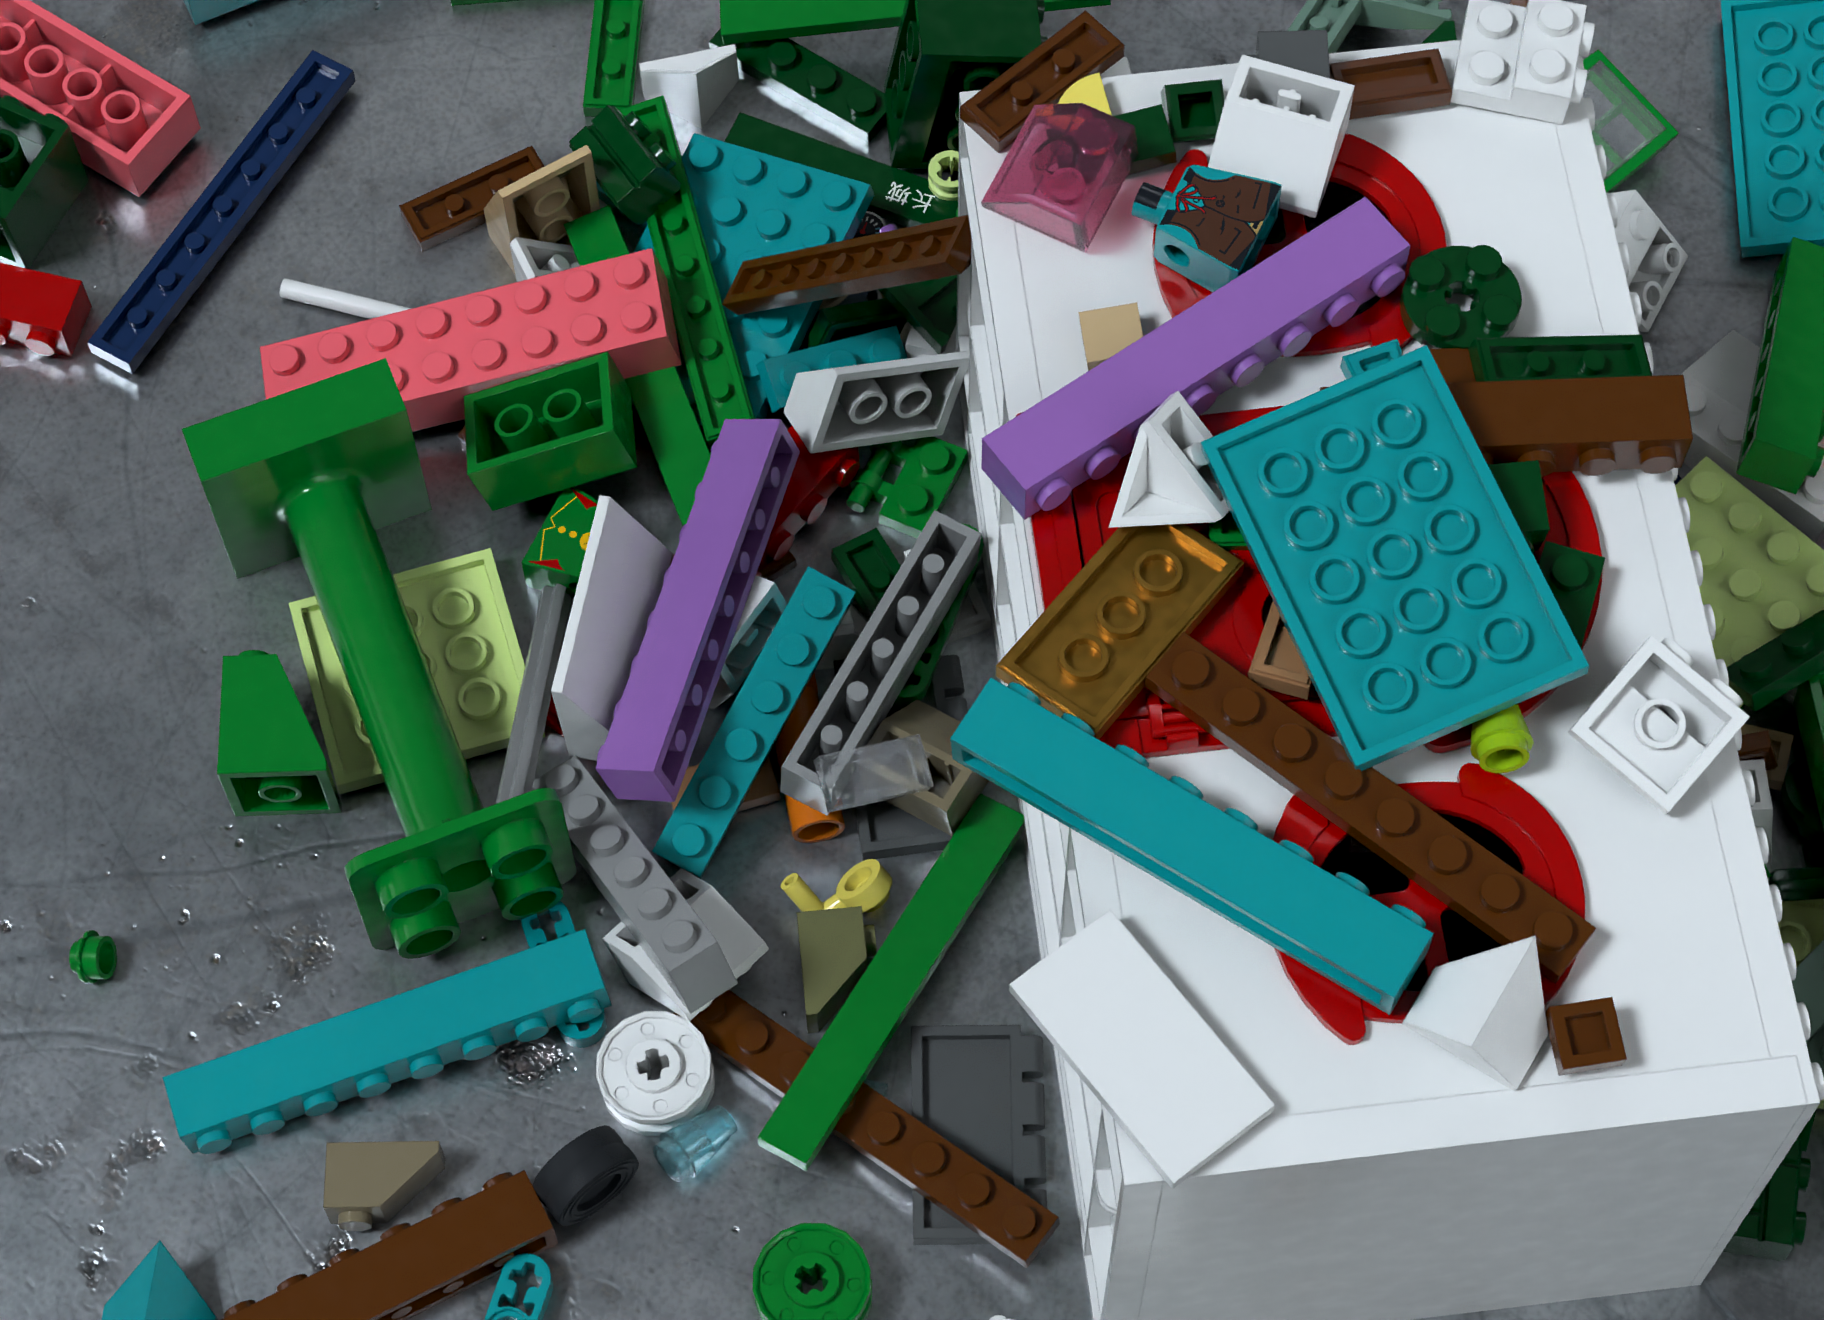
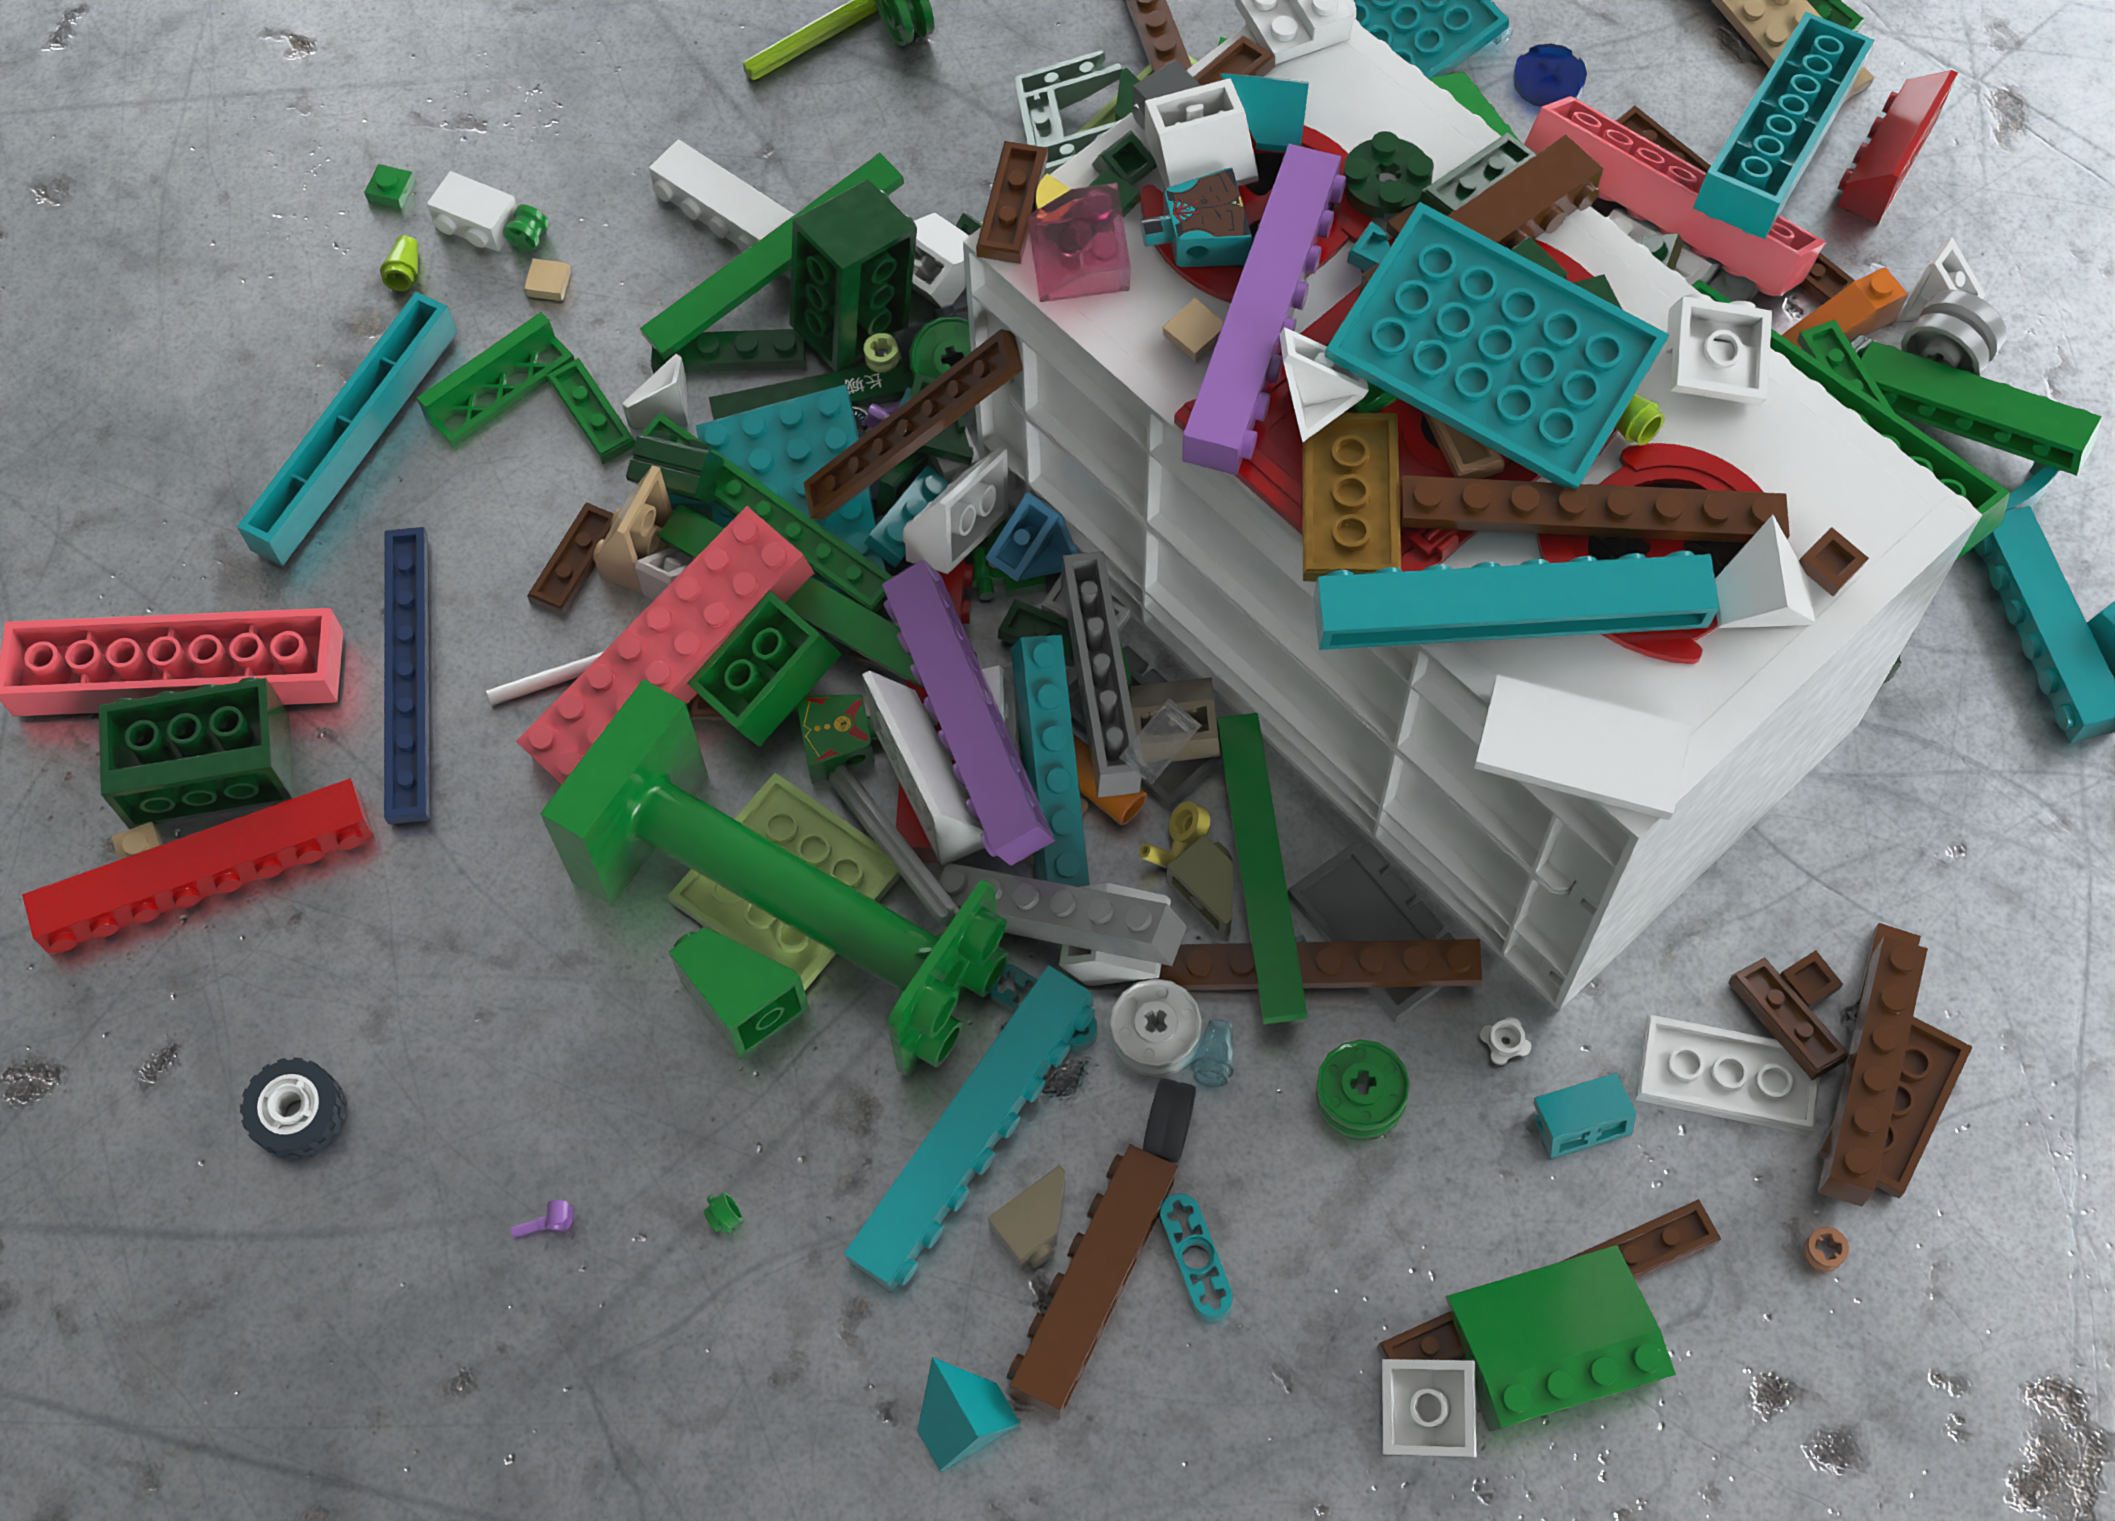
camera: 35 degrees left, 0 degrees up
(933, 475) = (1032, 541): none -> dark azure slope
(1396, 147) = (1272, 109): none -> teal slope

